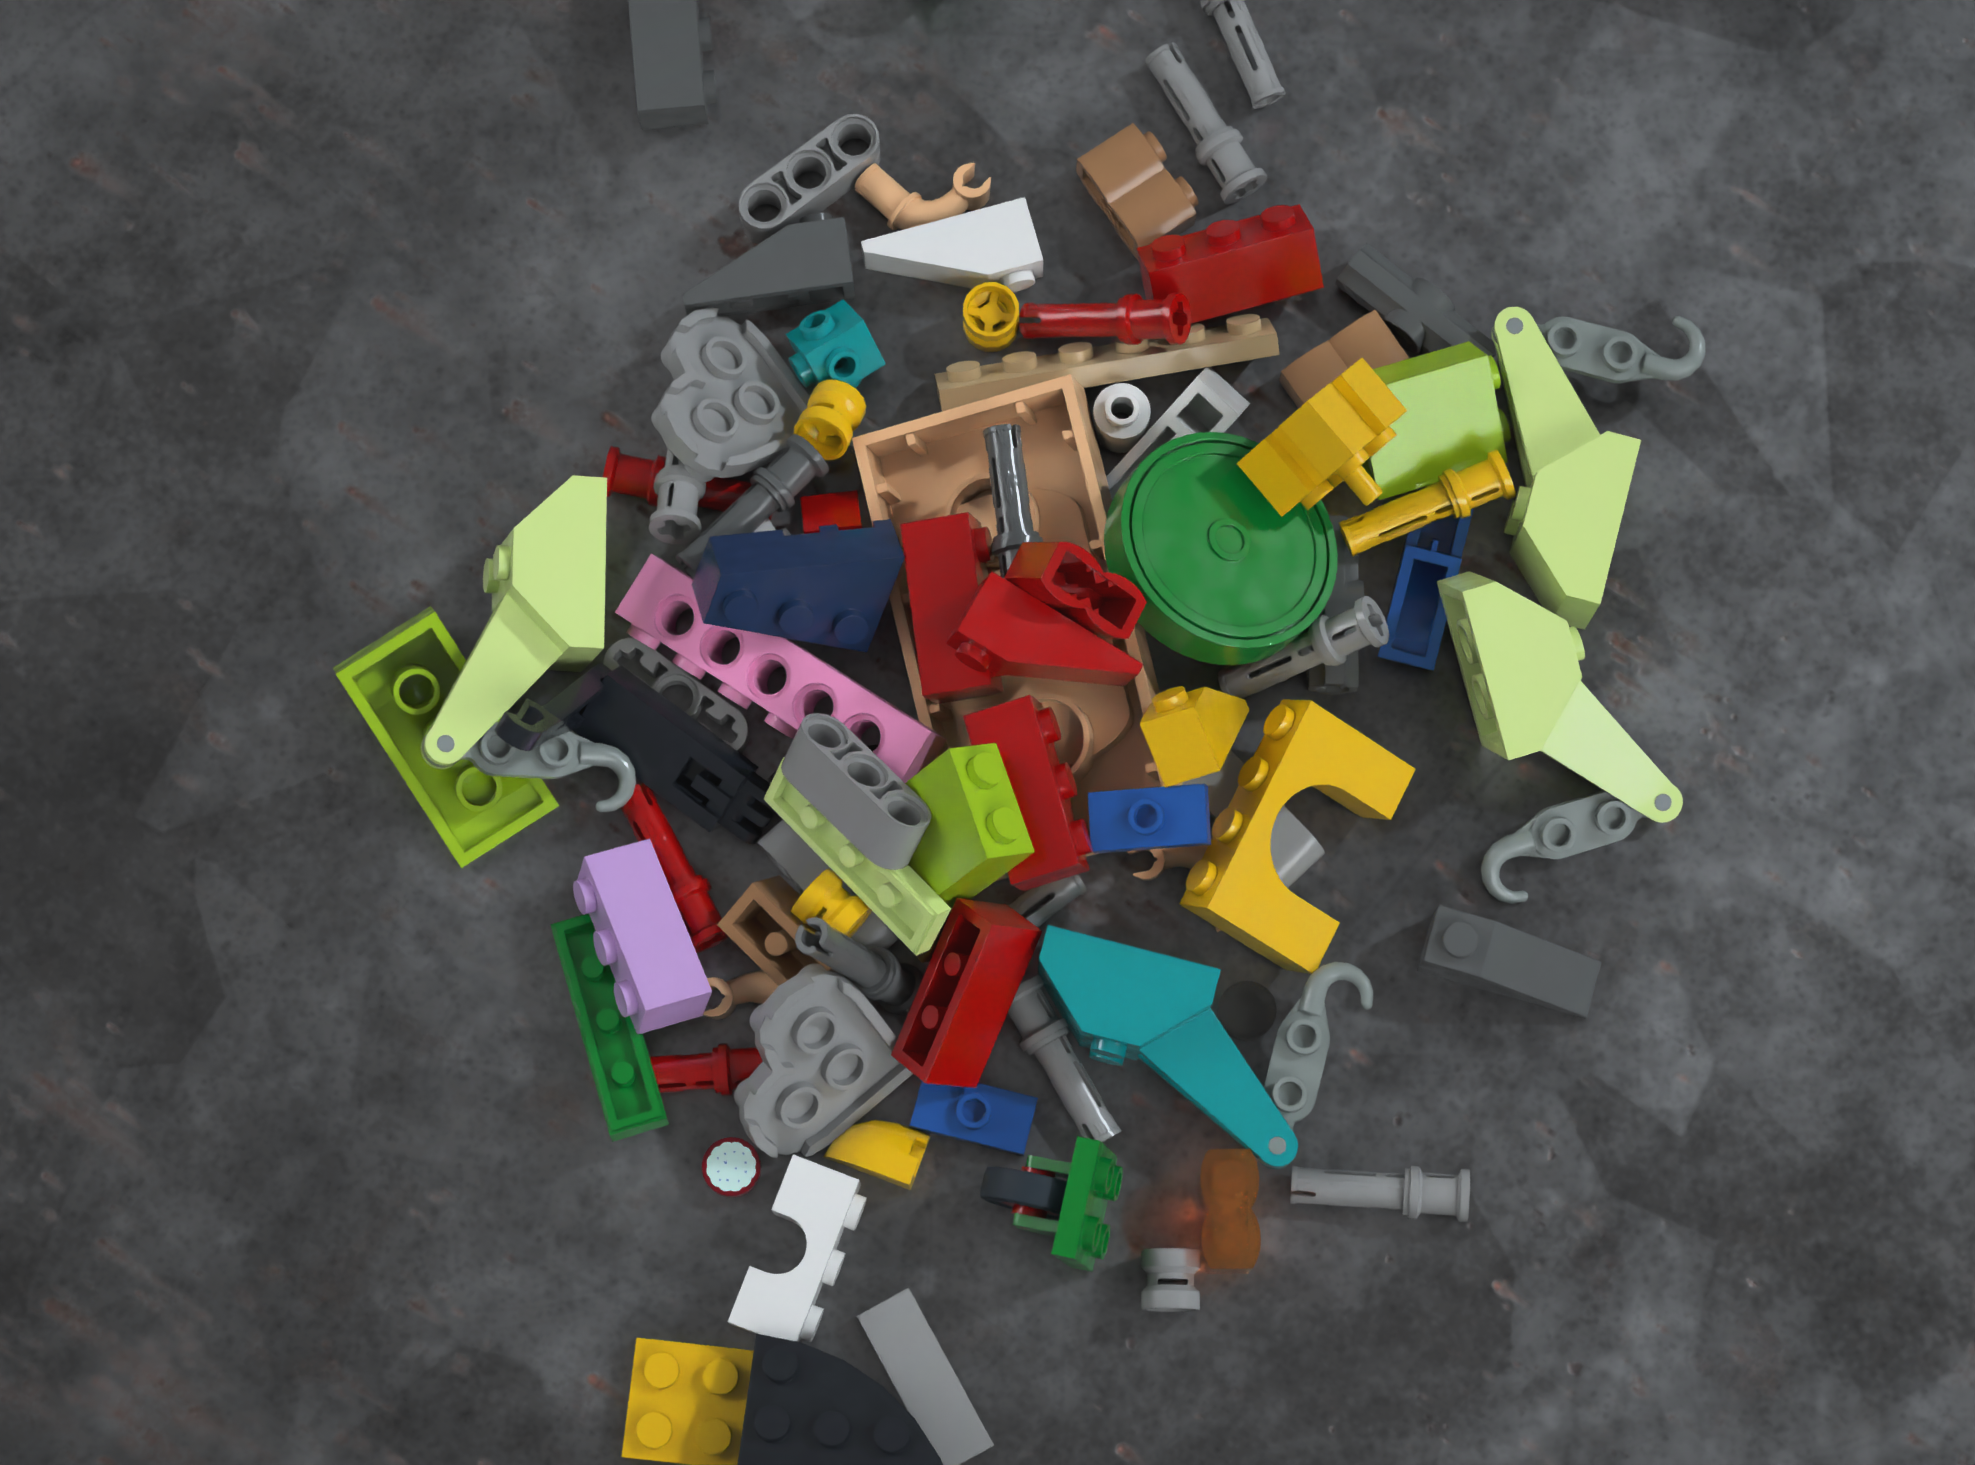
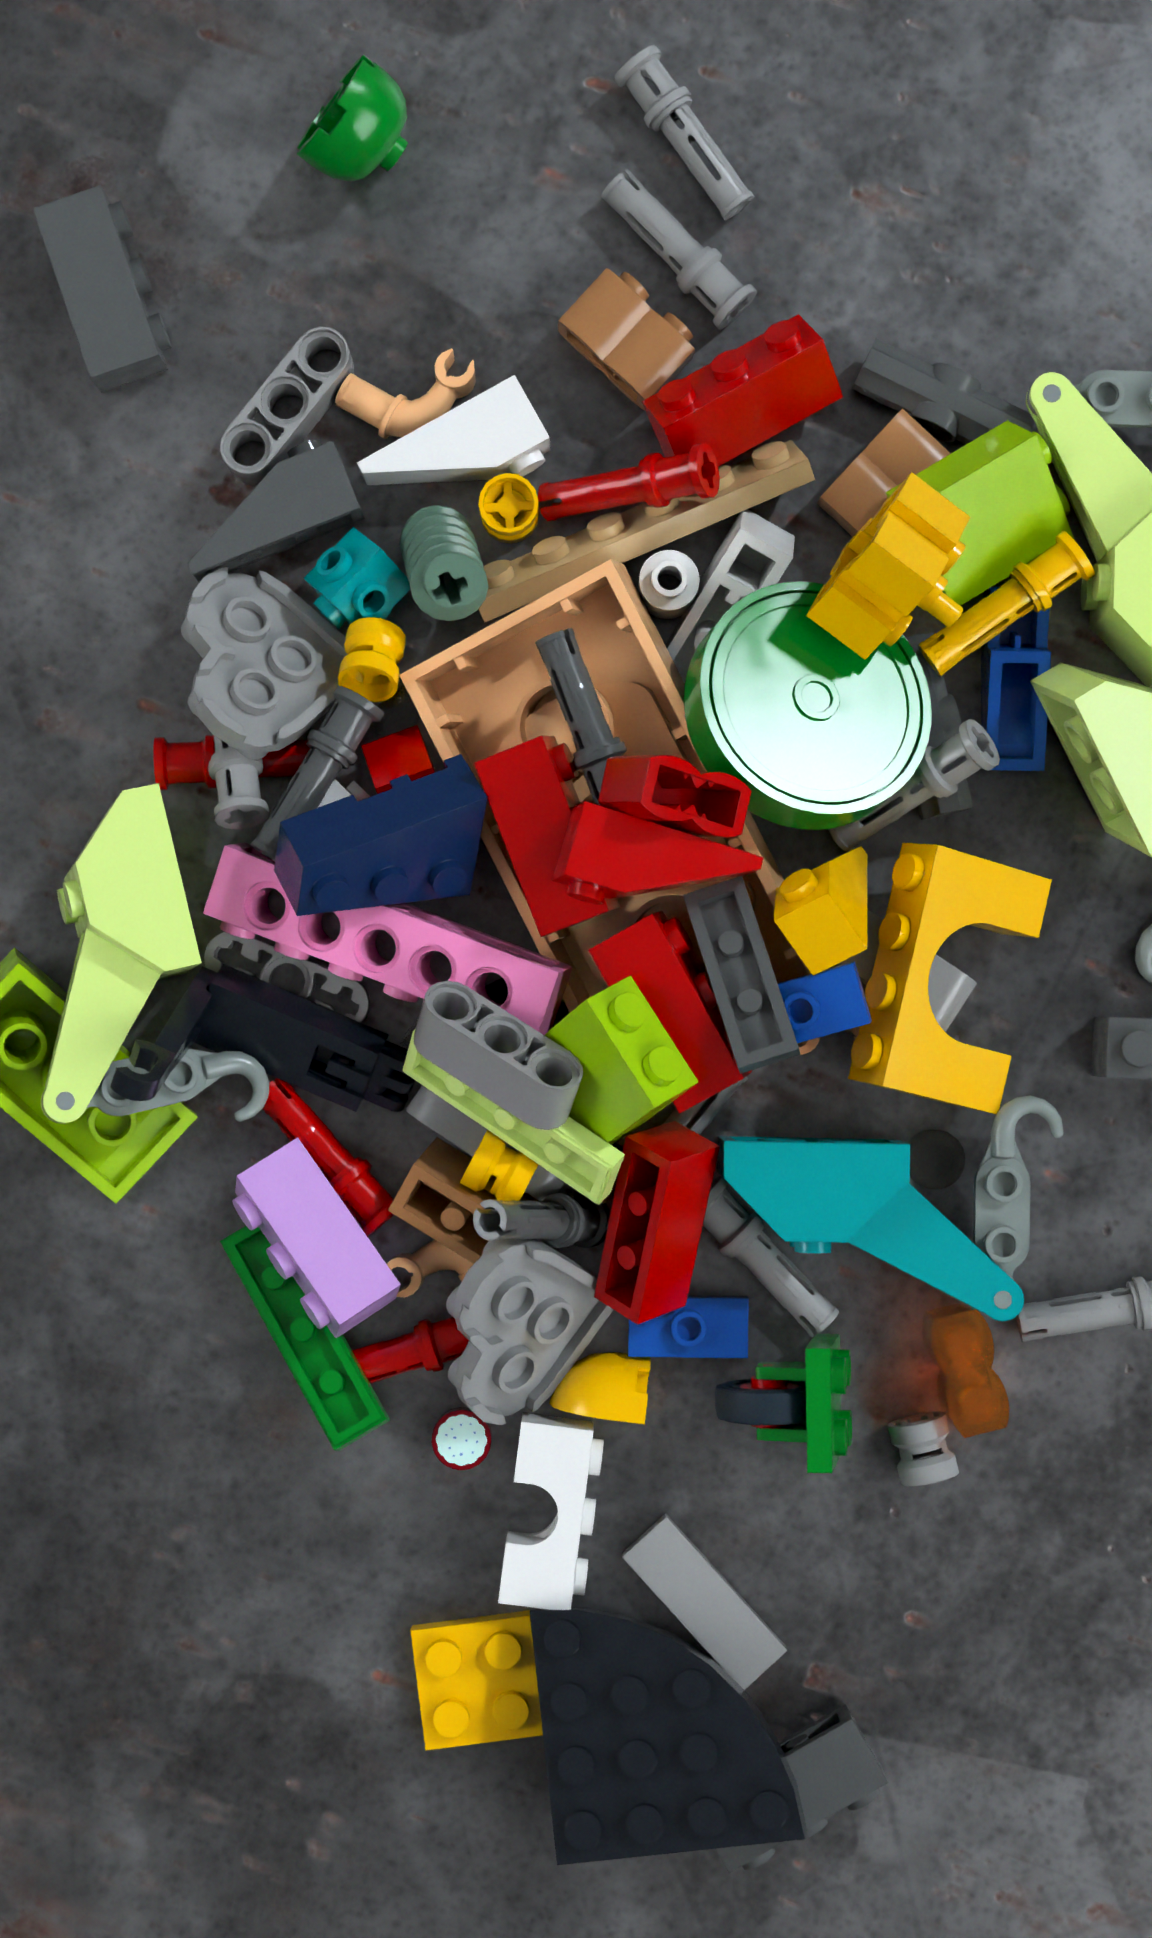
camera: 15 degrees left, 10 degrees up
(917, 349) = (443, 563): none -> sand green piece
(1098, 770) = (741, 975): none -> dark grey plate

